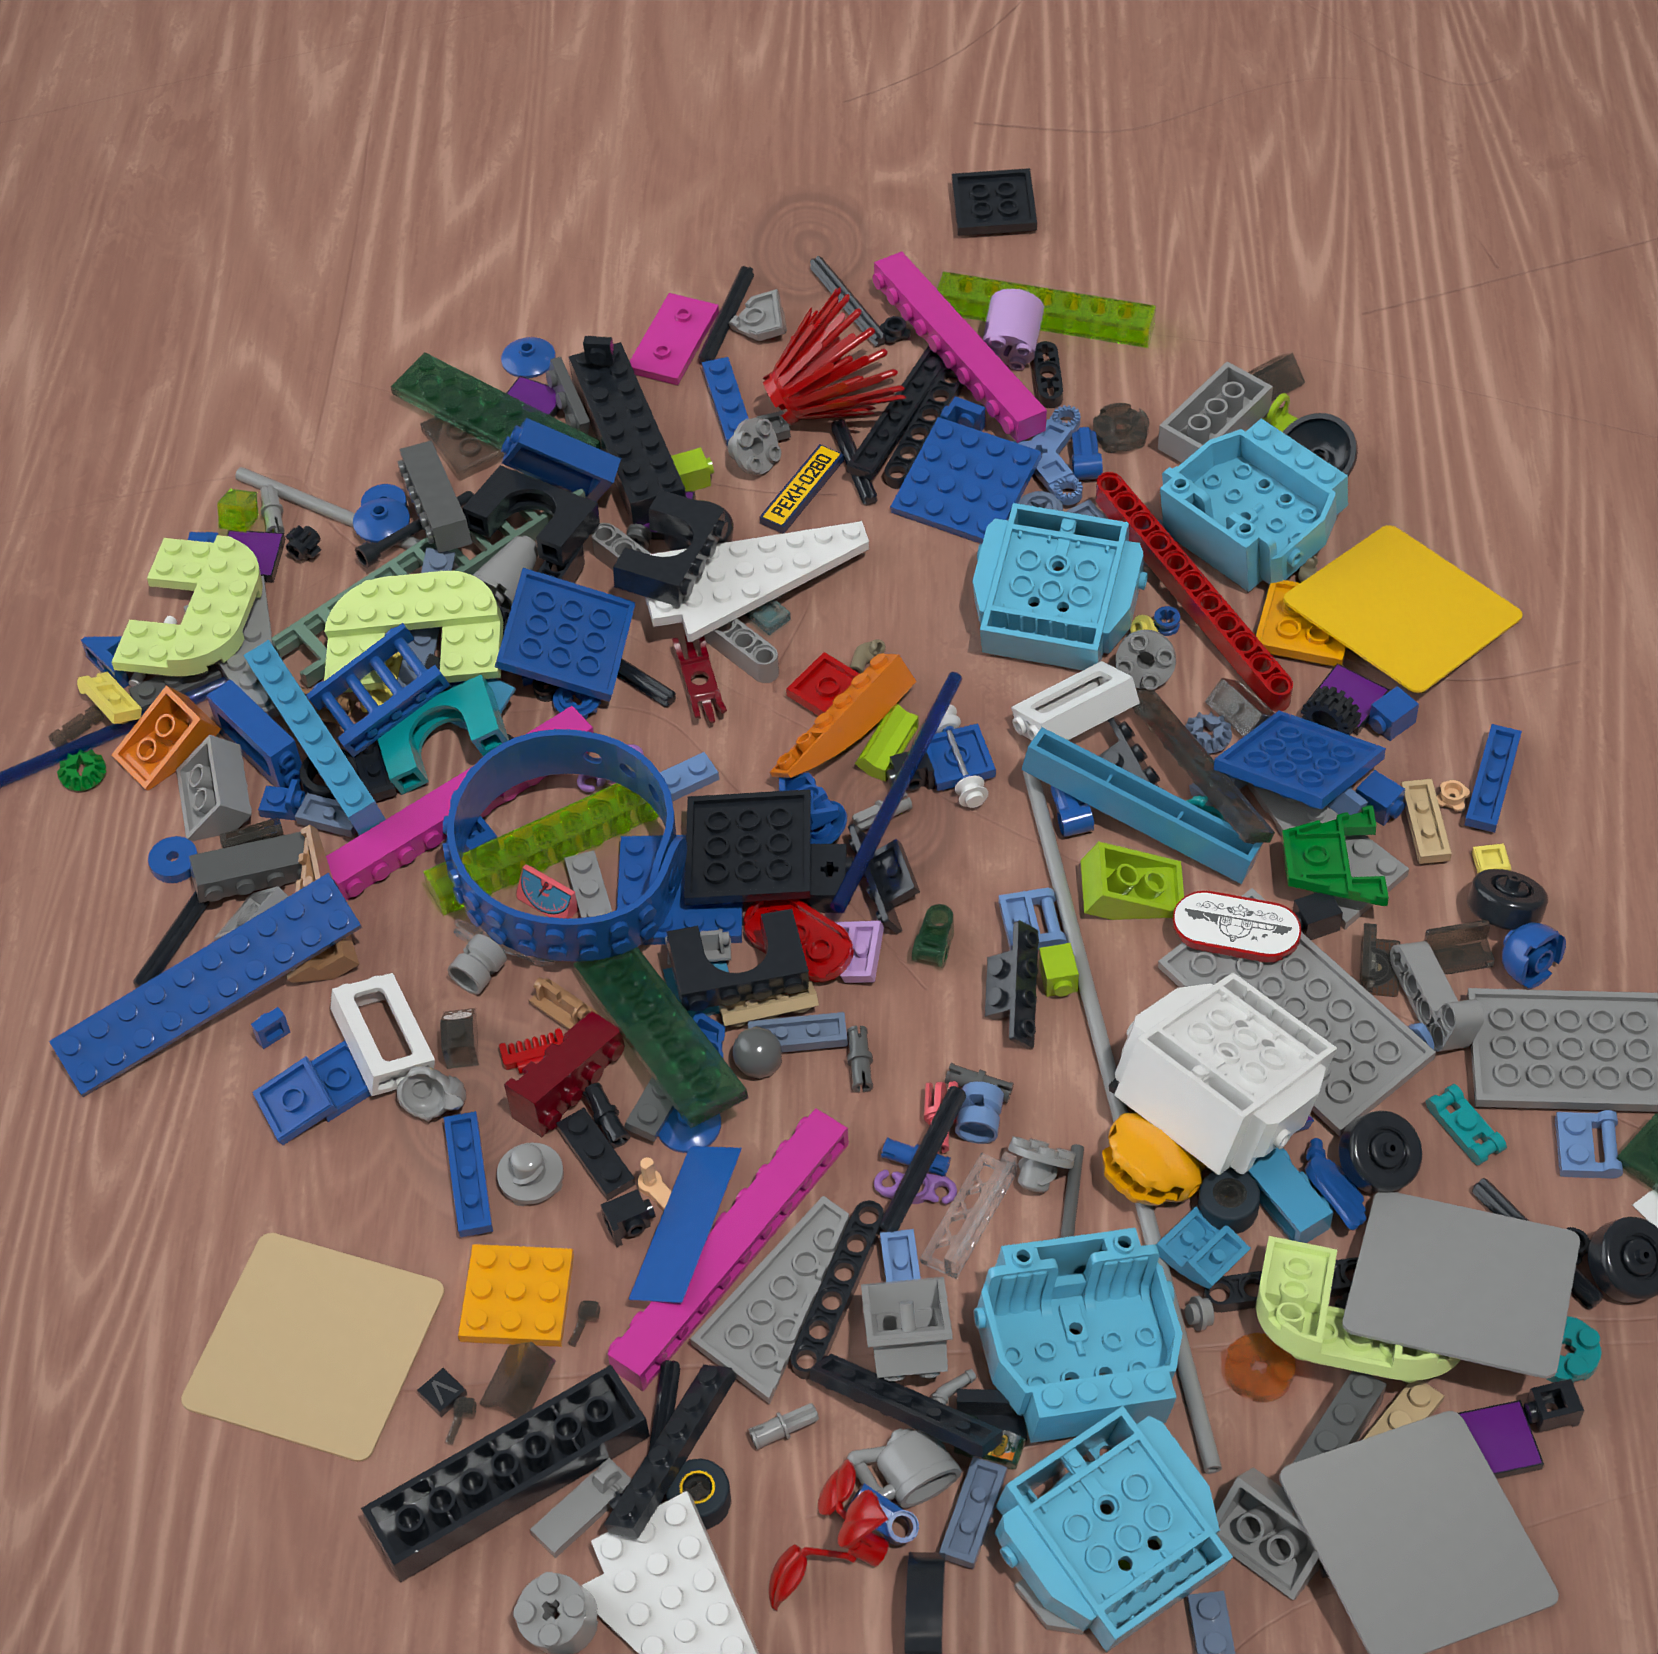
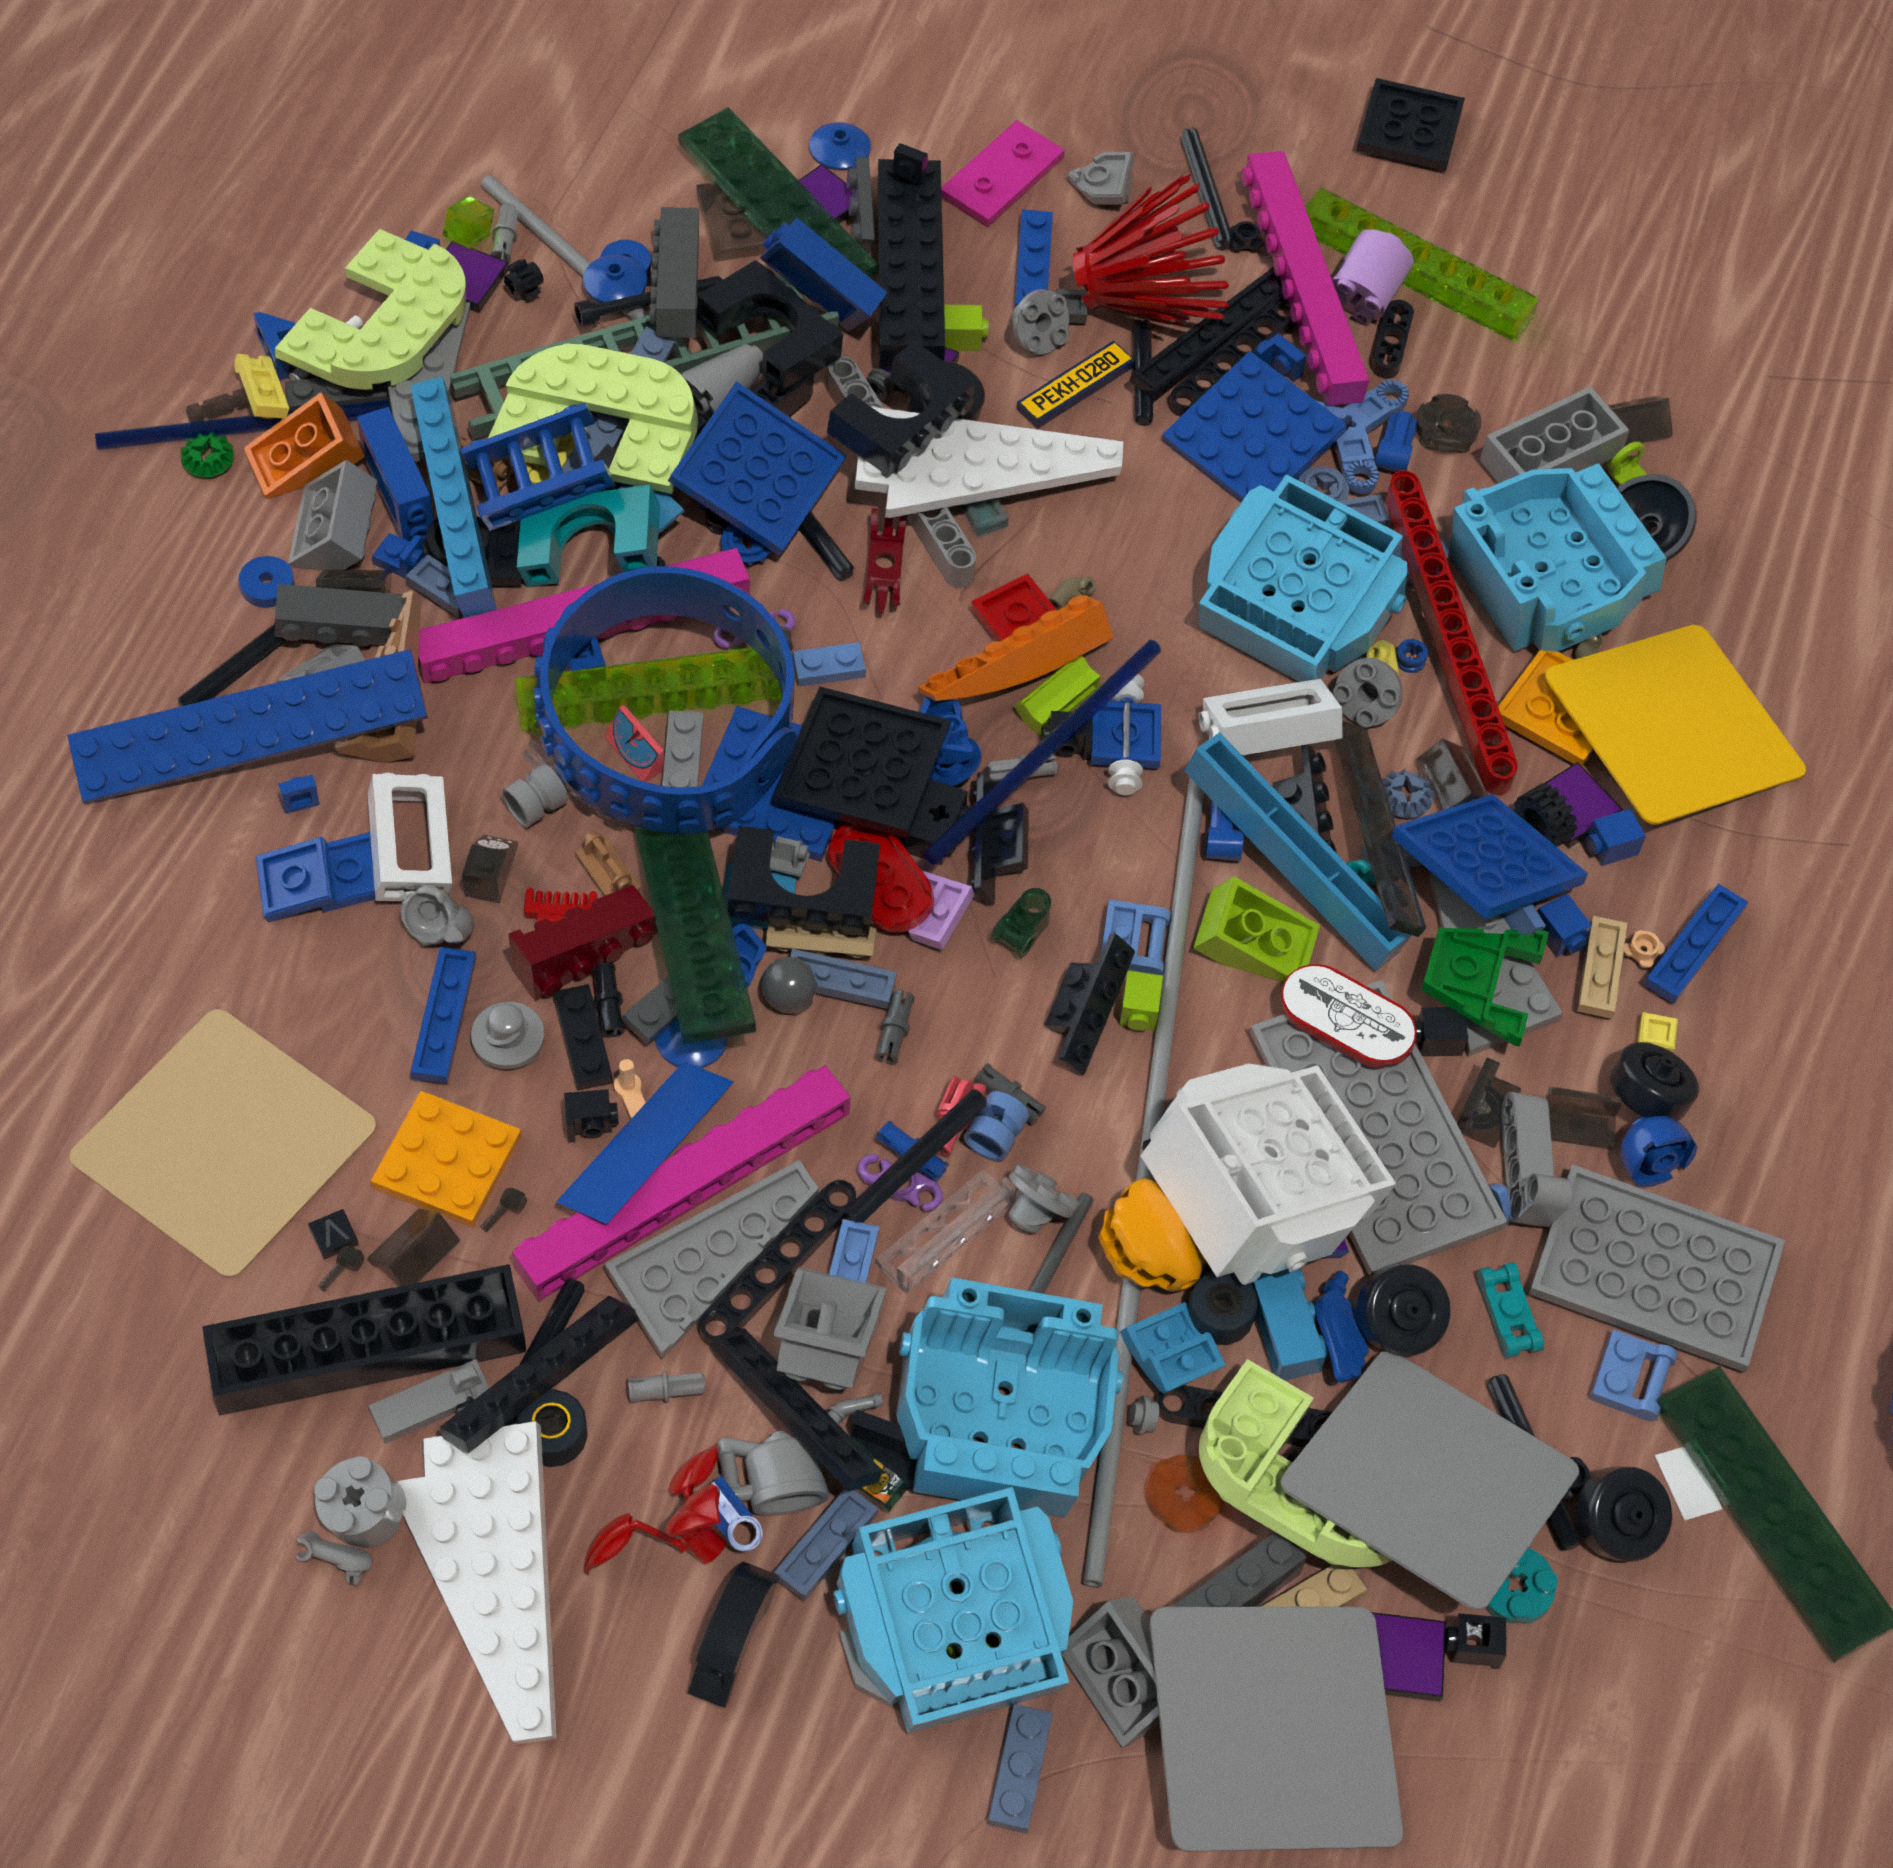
camera: 10 degrees right, 5 degrees up
(727, 312) = (1073, 159): black axle -> none

